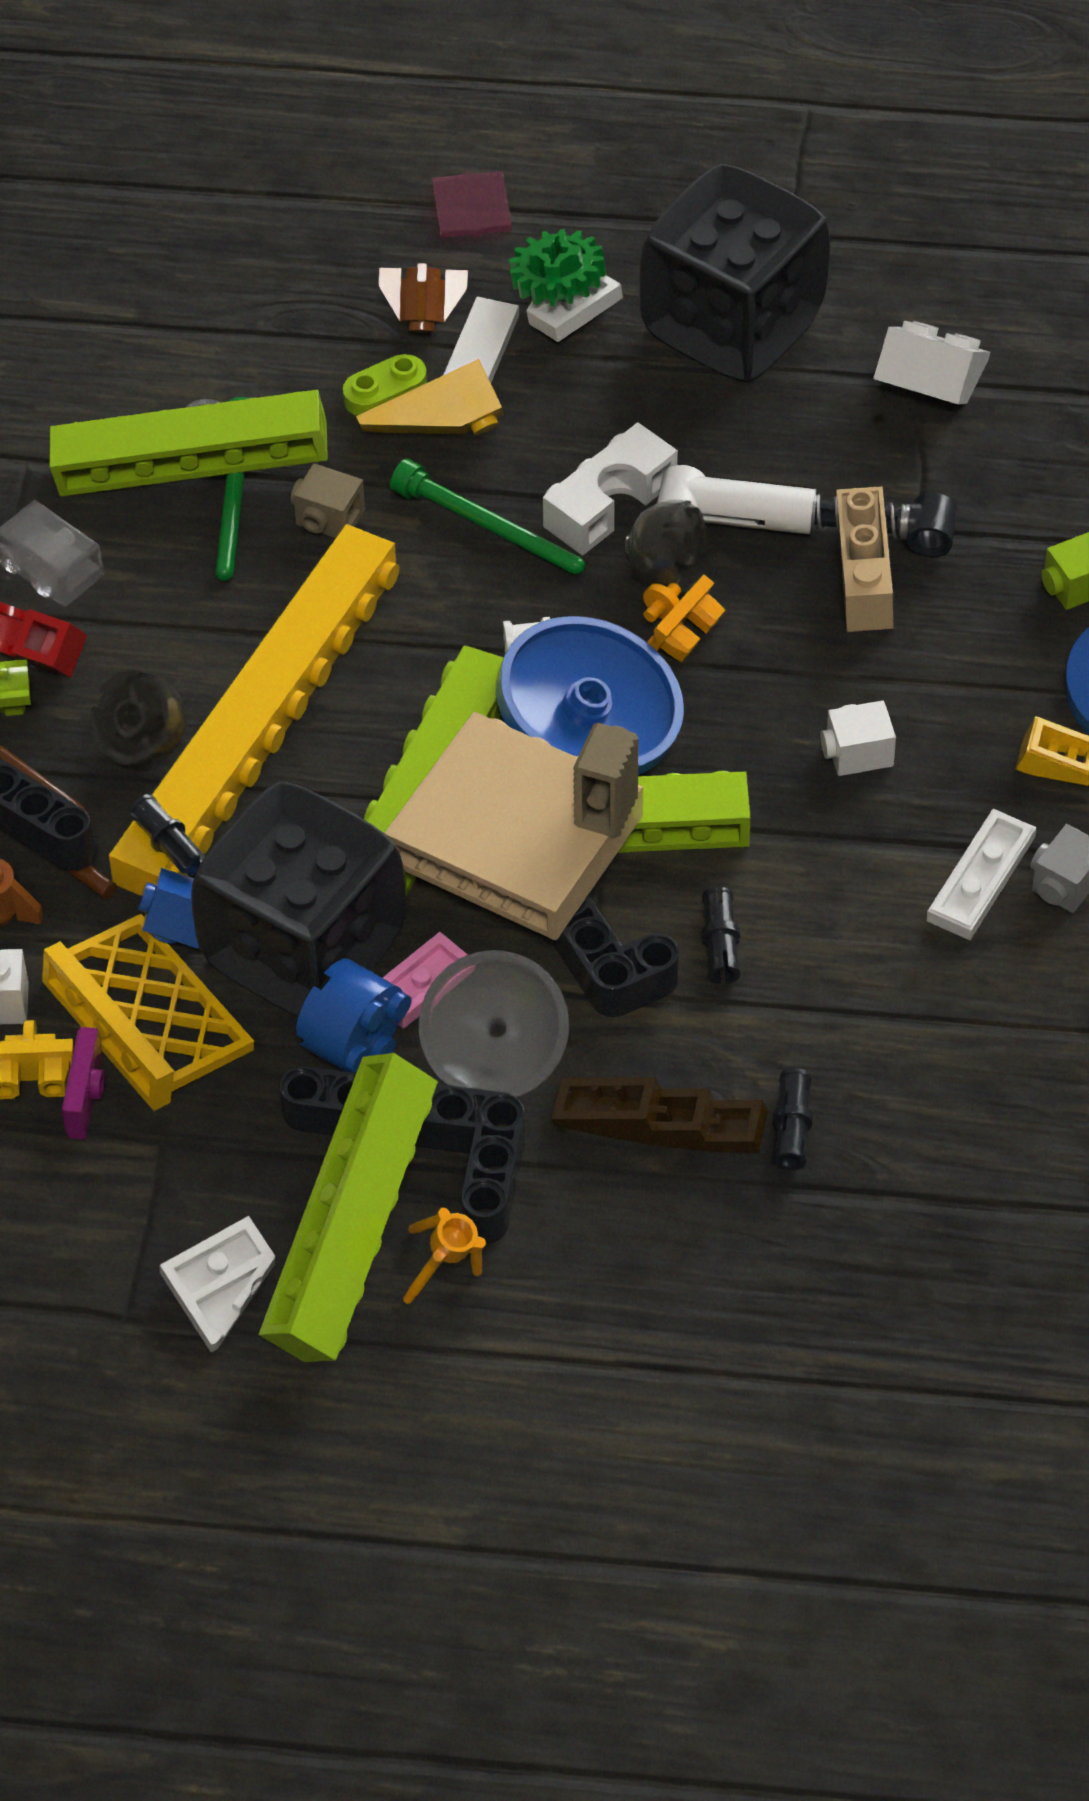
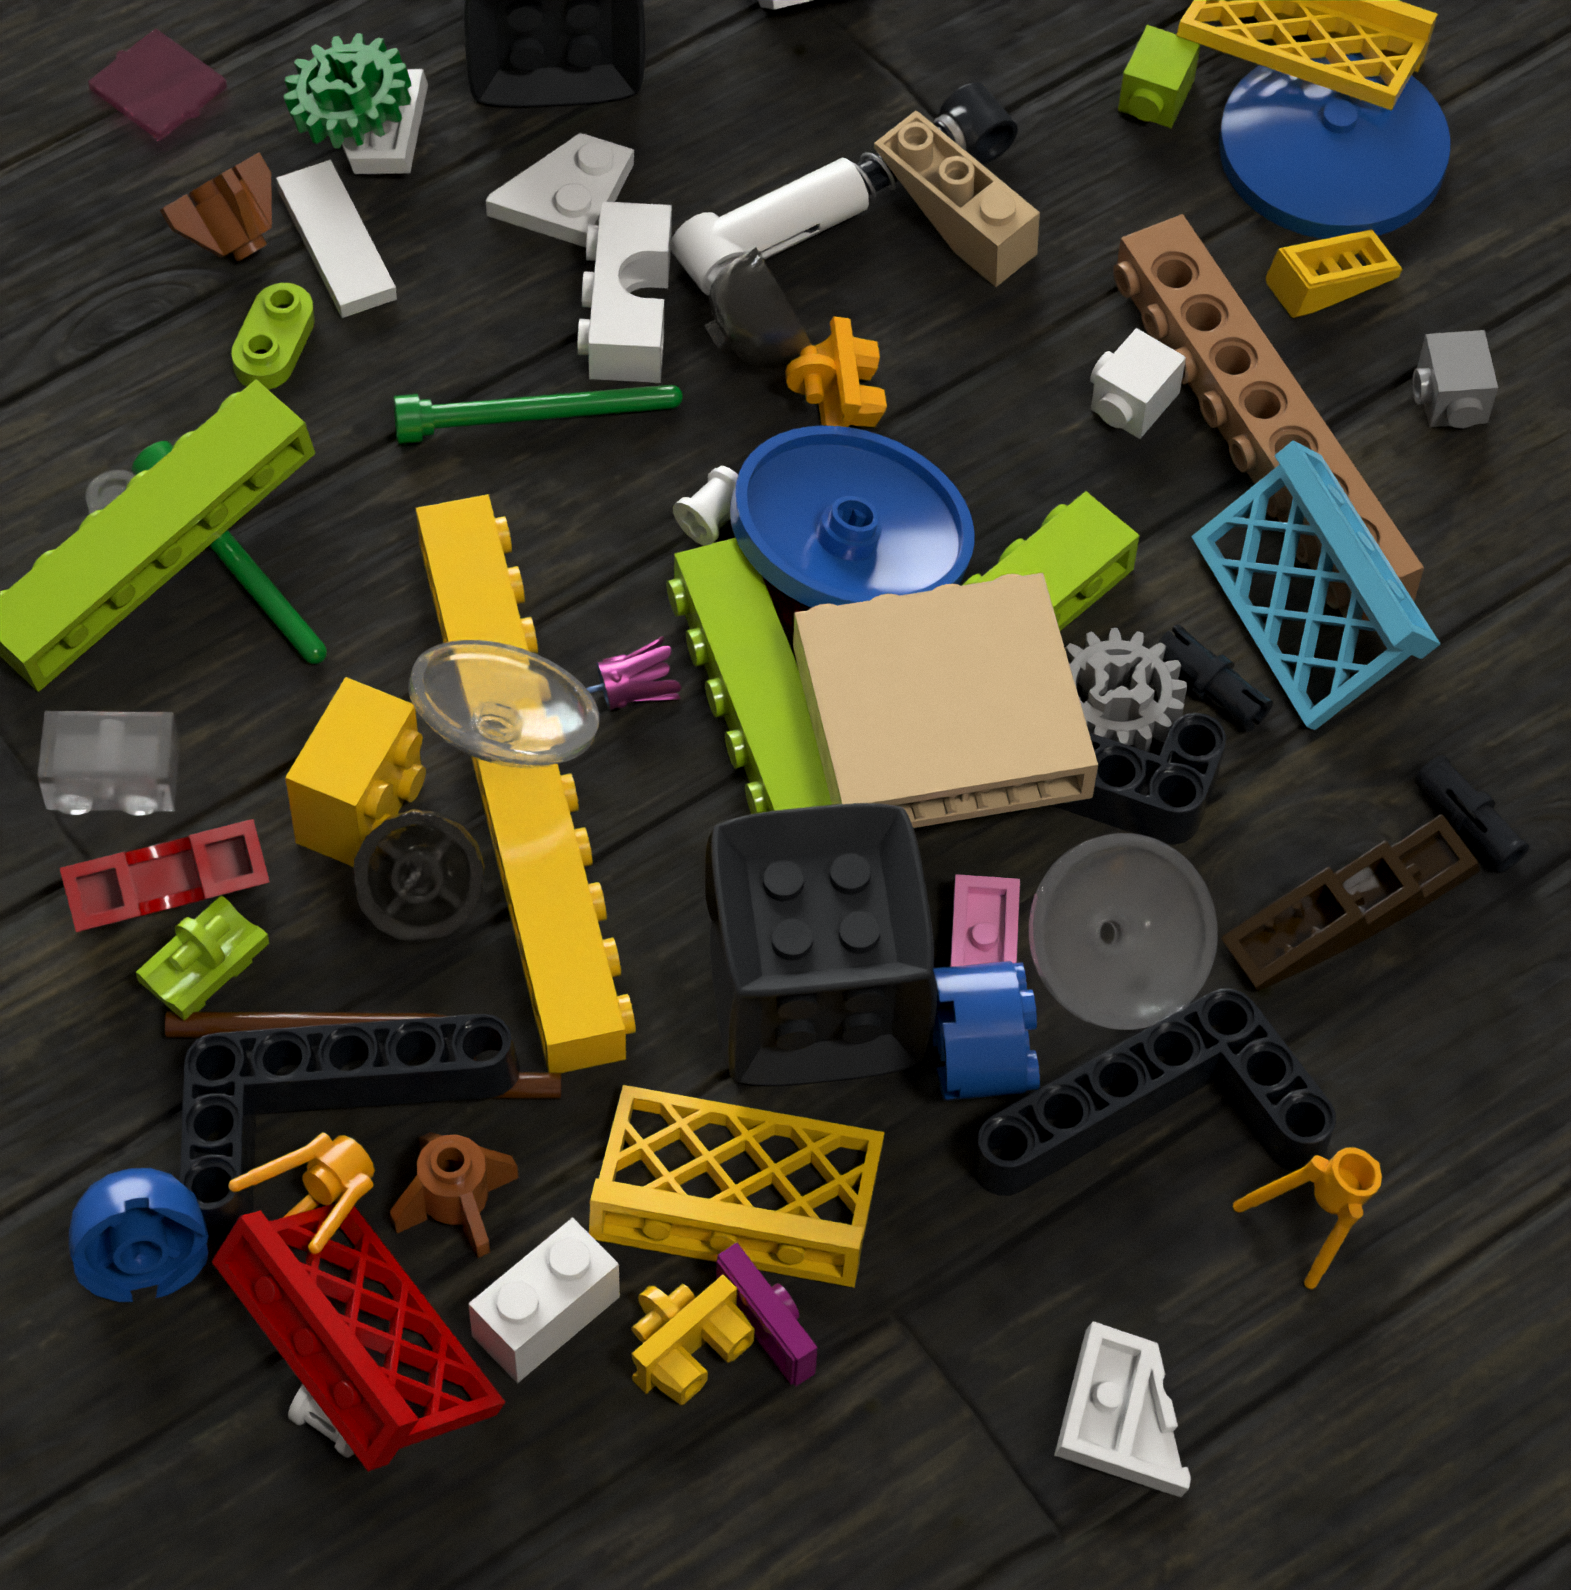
camera: 45 degrees left, 5 degrees up
(162, 636) = (354, 770): none -> yellow brick
(166, 834) = (599, 976): black axle -> none
(169, 909) = (676, 1047): blue brick -> none
(261, 650) = (503, 703): none -> clear dish
(327, 500) = (354, 499): dark tan brick -> none
(349, 1208) = (1204, 1232): lime brick -> none
(376, 701) = (633, 676): none -> flat silver piece
(445, 405) = (384, 303): yellow slope -> none
(606, 779) = (1038, 585): dark tan brick -> none
(649, 898) = (1117, 690): none -> light grey gear
(656, 405) = (564, 189): none -> white wing
(851, 924) = (1360, 563): none -> medium azure fence
(916, 812) = (1244, 382): none -> medium nougat brick
(981, 874) = (1376, 437): white tile -> none

